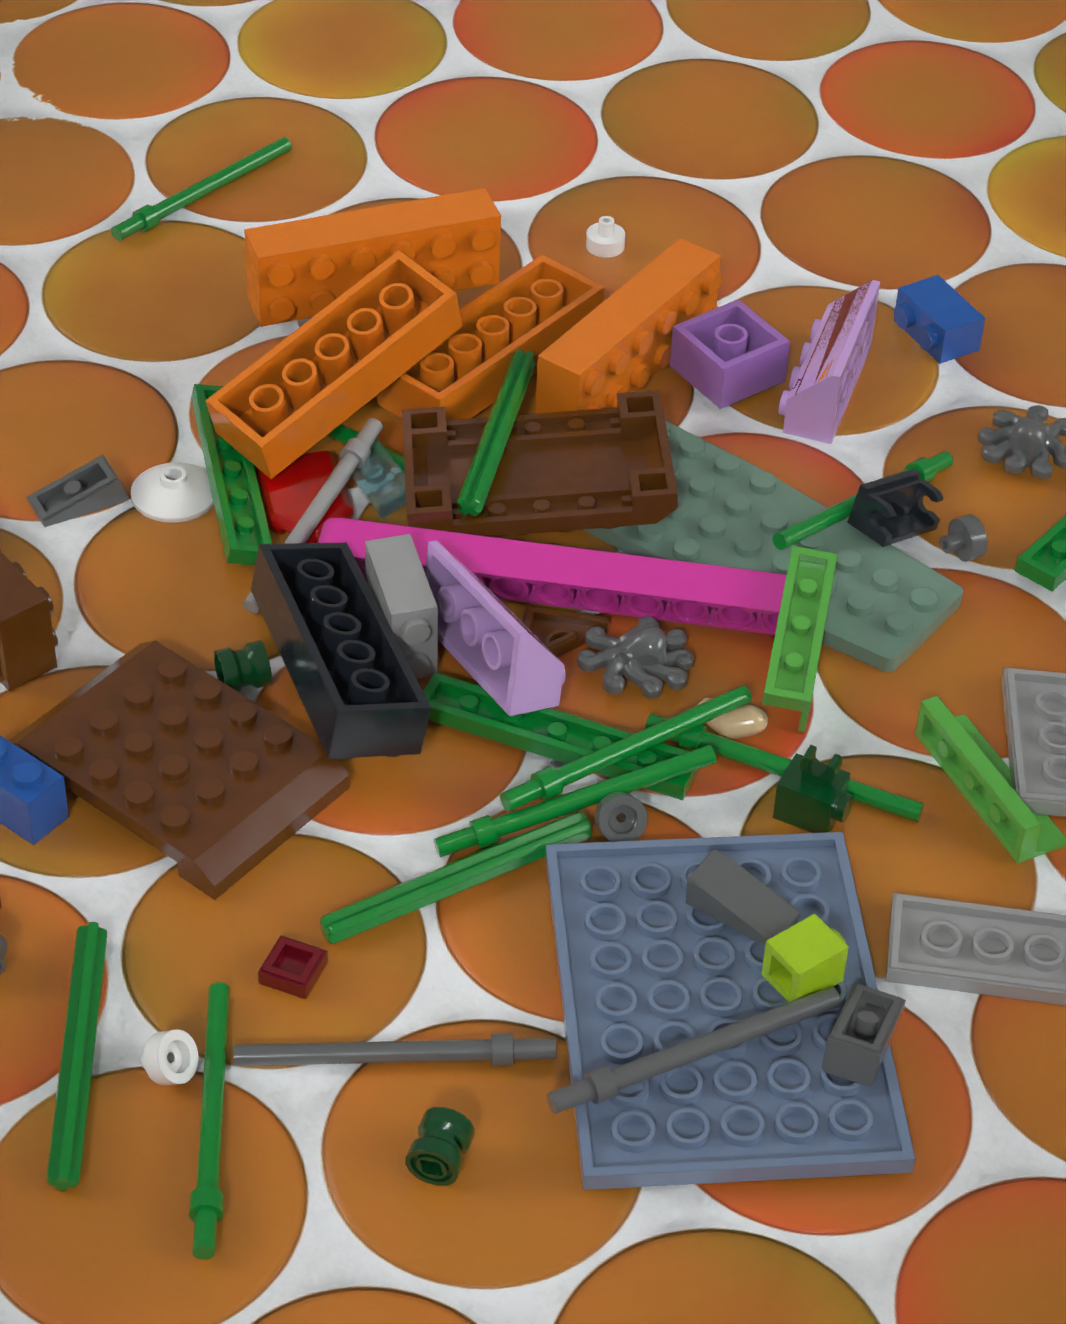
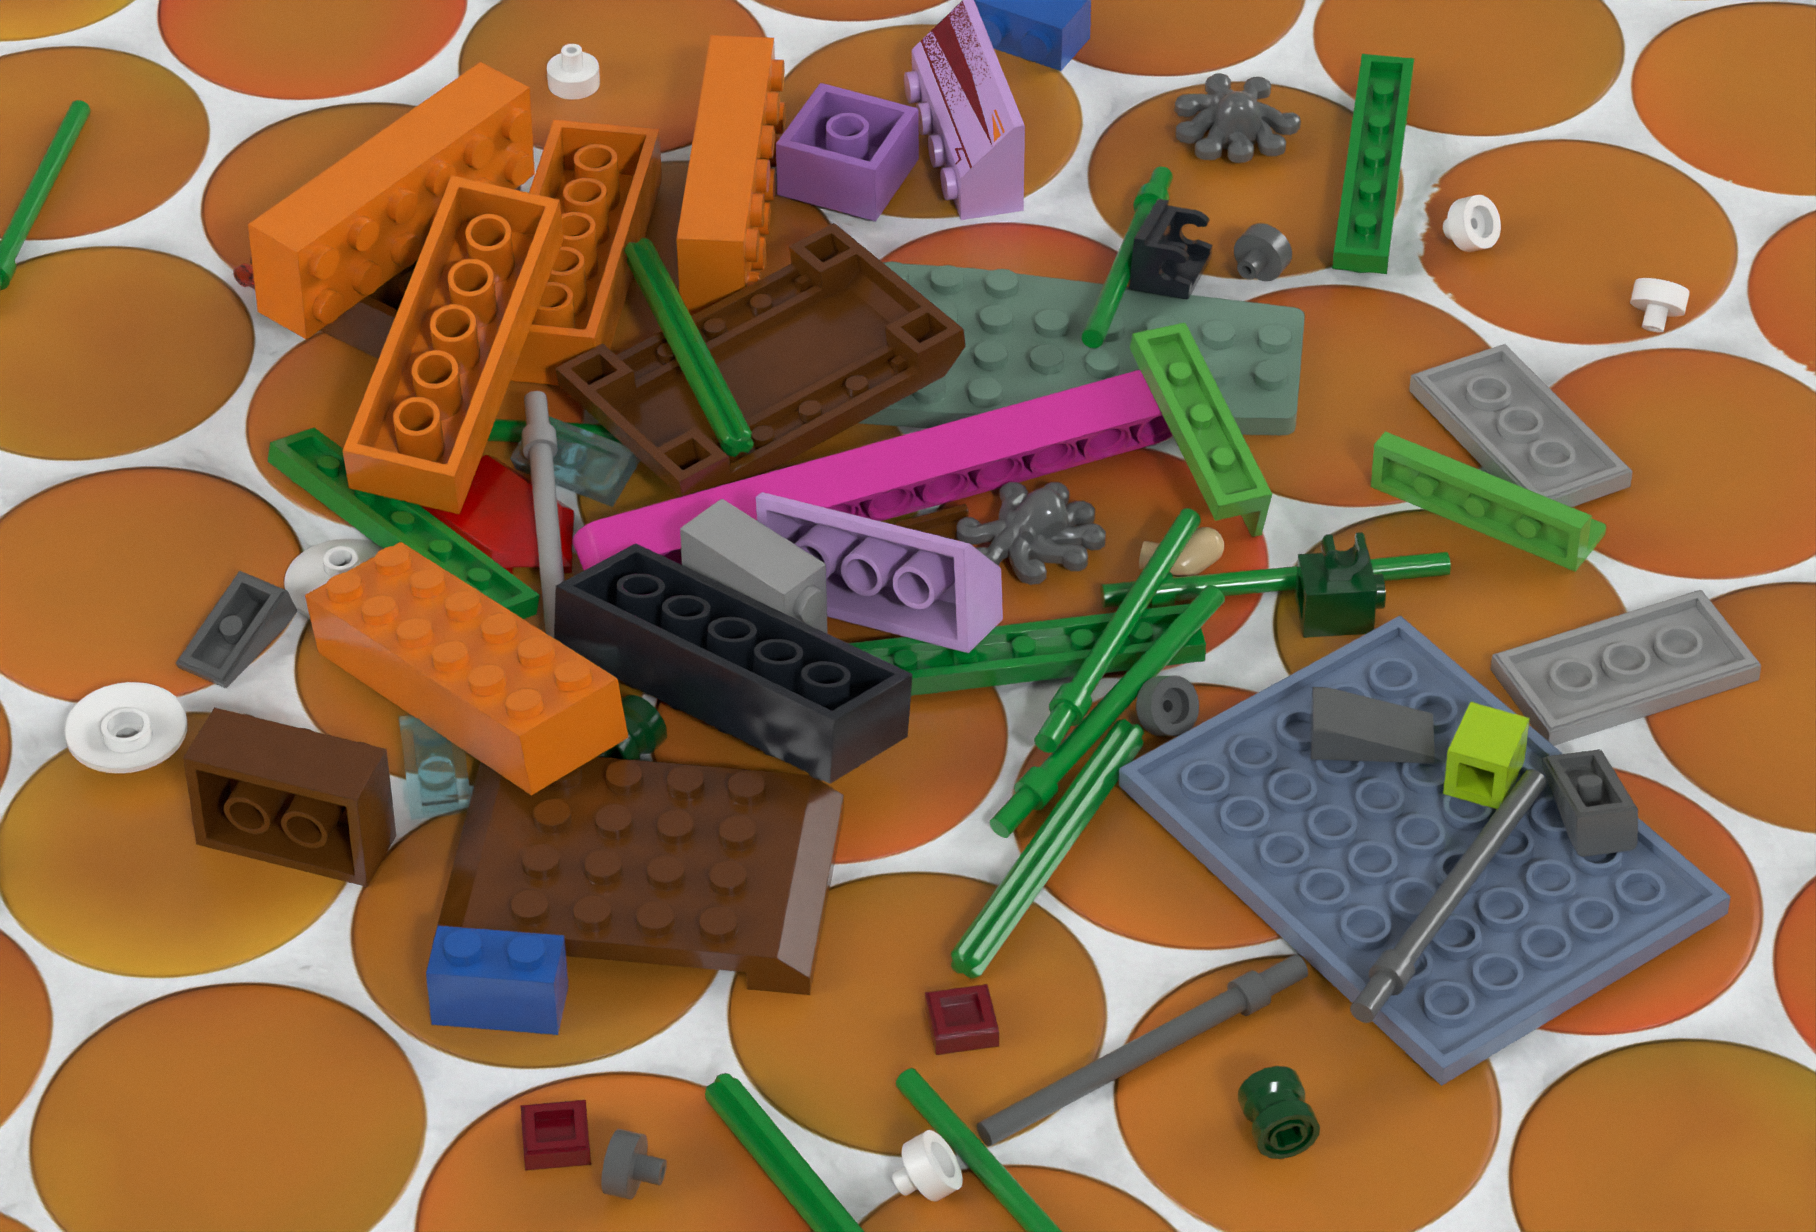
camera: 30 degrees left, 0 degrees up
(117, 630) = (433, 771): none -> clear light blue plate
(170, 576) = (467, 667): none -> orange brick

